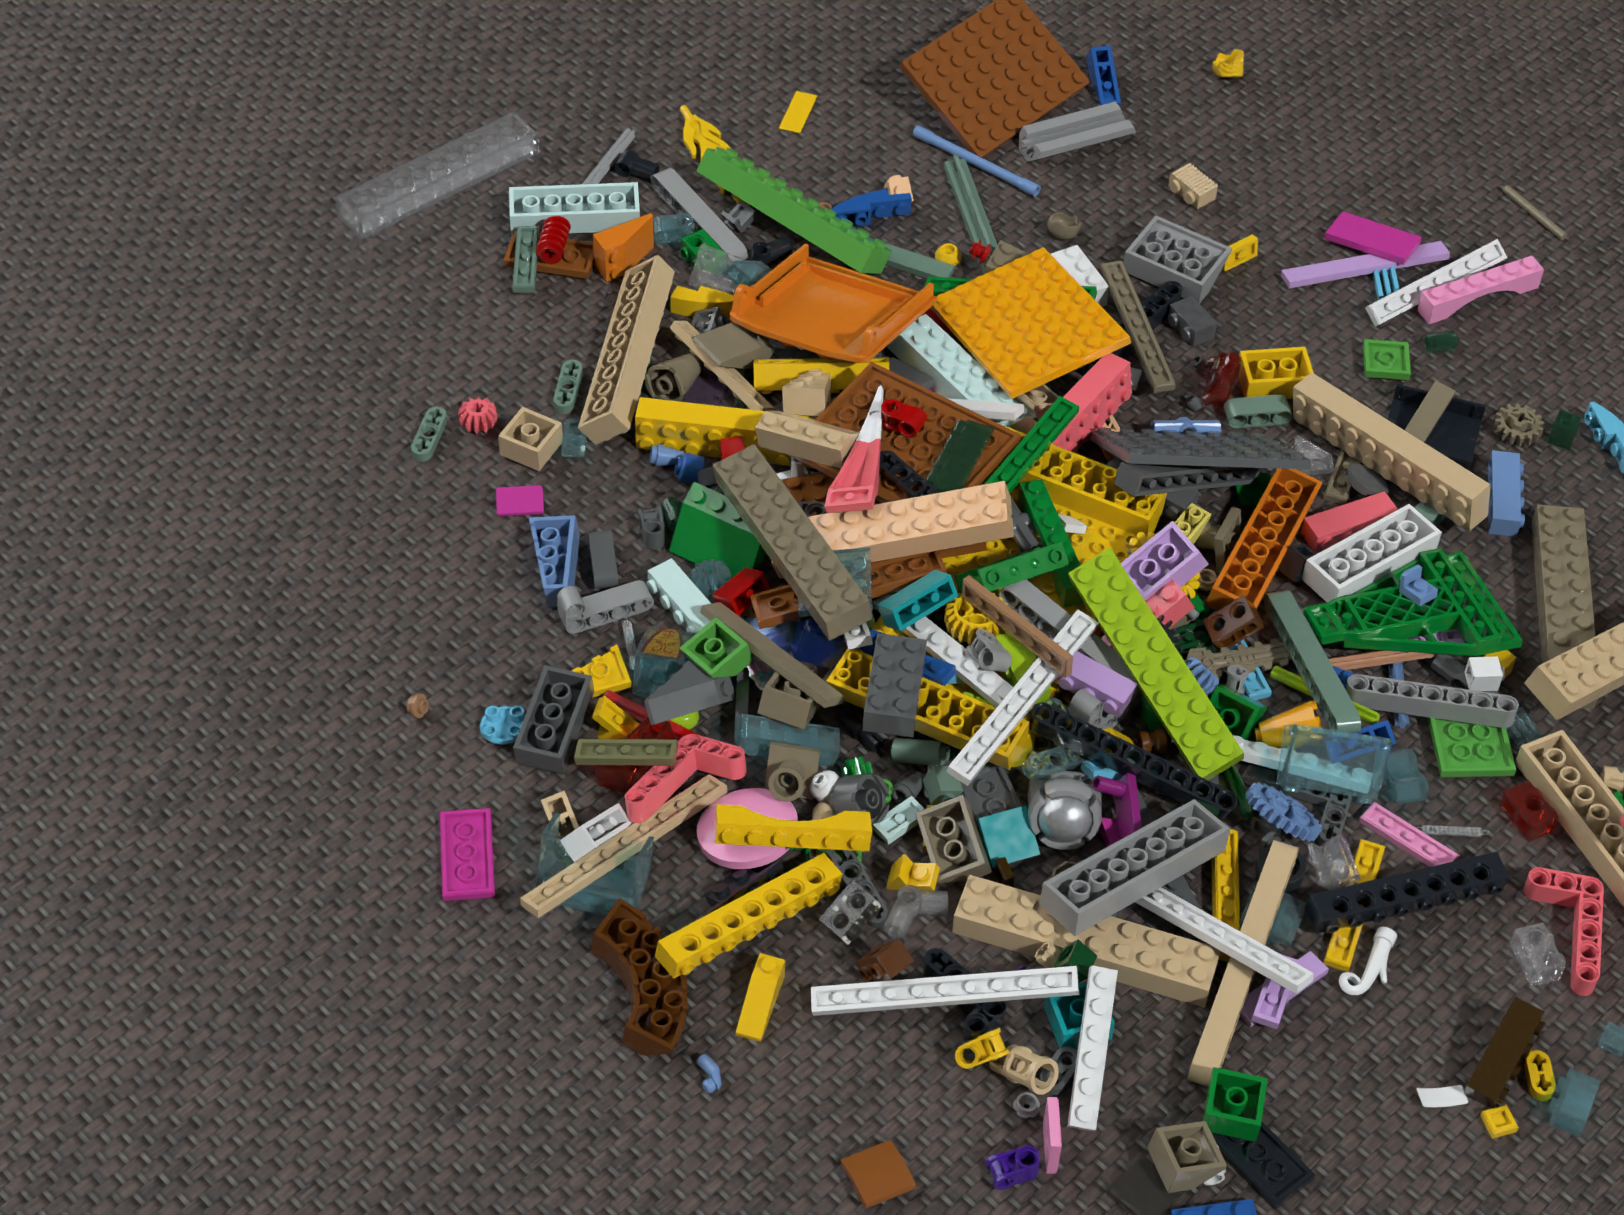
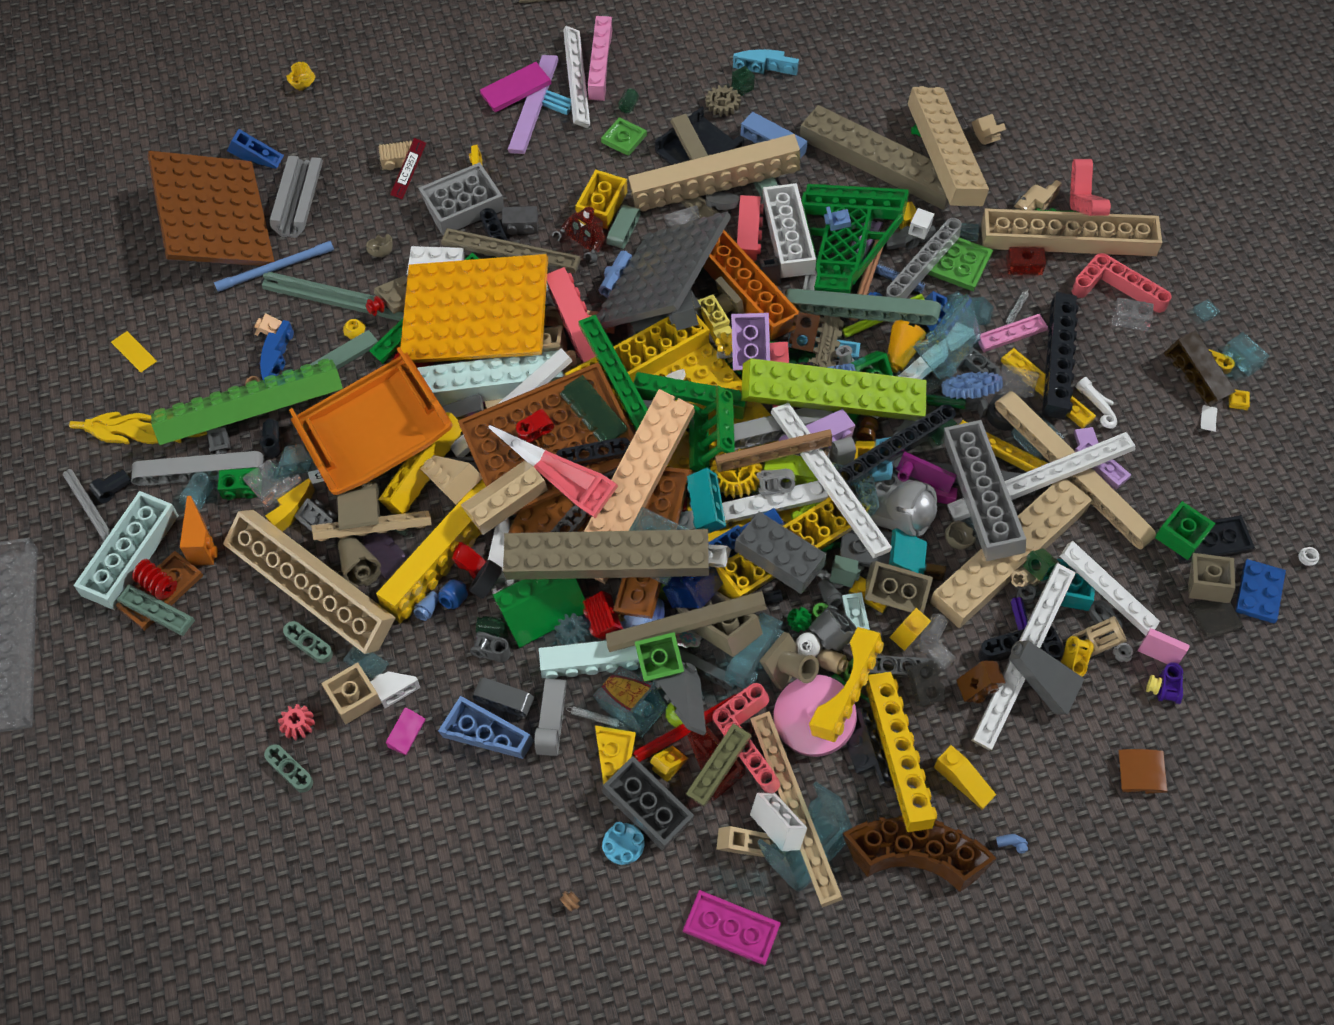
camera: 60 degrees left, 10 degrees up
(557, 469) = (394, 686): none -> white slope
(930, 1020) = (1047, 676): none -> dark grey slope
(1001, 1145) = (1154, 684): none -> light yellow bush
(1181, 200) = (408, 168): none -> sticker

